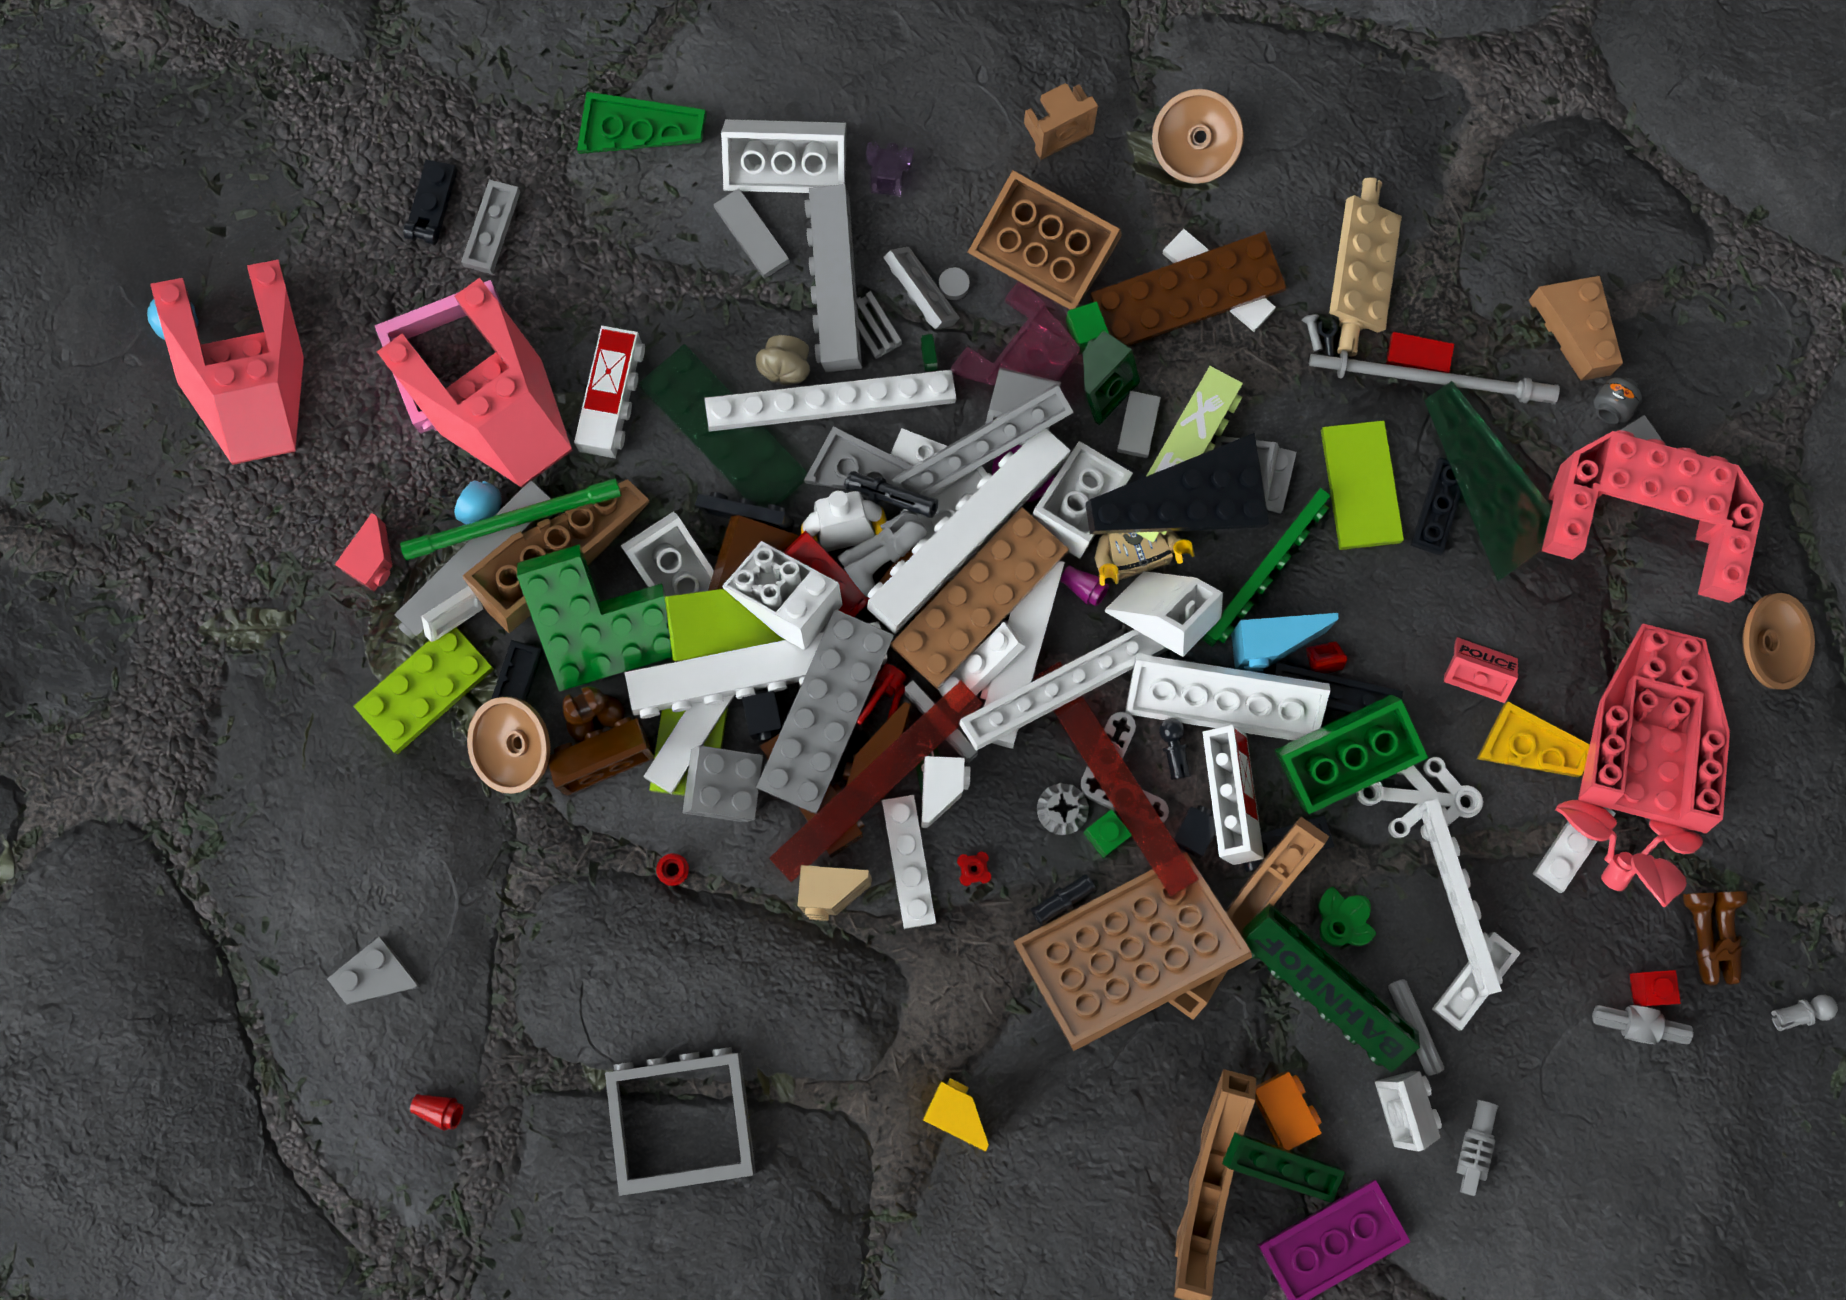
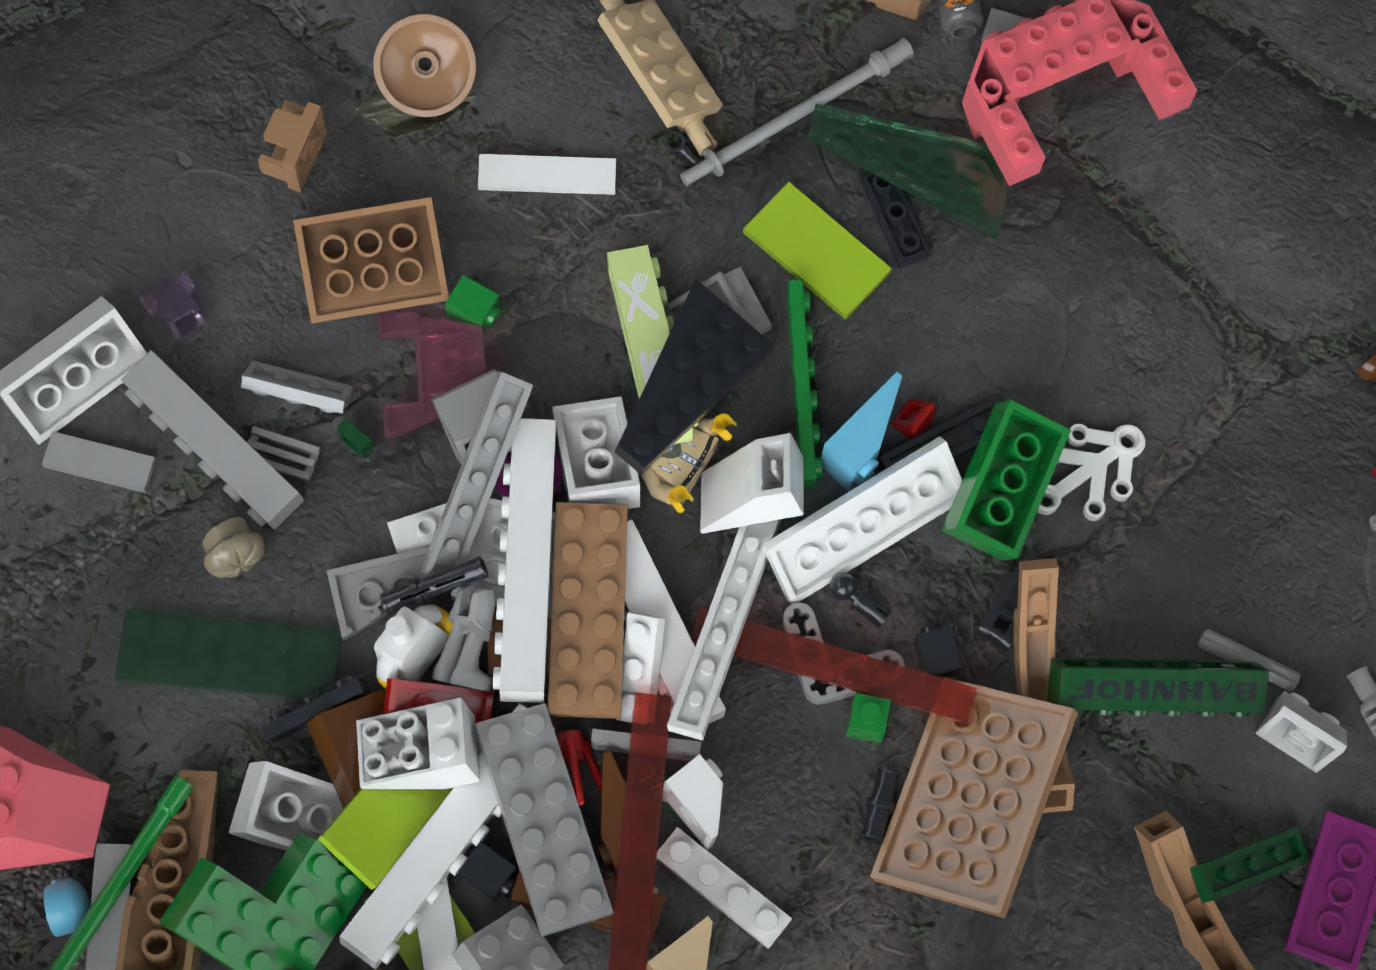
camera: 50 degrees left, 5 degrees down
(609, 391) = (95, 708): white brick -> none
(830, 400) = (302, 551): white plate -> none
(954, 283) = (321, 360): light grey tile -> none
(981, 875) = (783, 855): red plate -> none
(1052, 820) = (811, 747): light grey gear -> none
(1084, 585) = (664, 525): magenta cone -> none
(1108, 374) = (528, 327): dark green slope -> none
(1138, 424) = (587, 351): light grey tile -> none
(1190, 290) = (531, 203): reddish brown plate -> none
(1233, 795) = (942, 595): white brick -> none
(1286, 1110) = (1210, 818): orange brick -> none
(1311, 320) = (656, 147): light grey piece -> none
(1348, 916) = (1117, 616): green plate -> none
(1419, 353) = (767, 102): red tile -> none
(1462, 996) = (1262, 581): white plate -> none
(1464, 909) = (1203, 529): white plate -> none
(1482, 670) = (1046, 323): coral panel -> none
(1533, 743) = (1138, 349): yellow wing -> none
(1565, 857) = (1239, 404): white plate -> none
(1658, 875) = (1328, 369): coral plant -> none
(1661, 734) = (1229, 257): coral wedge -> none
(1778, 641) = (1253, 106): medium nougat dish -> none

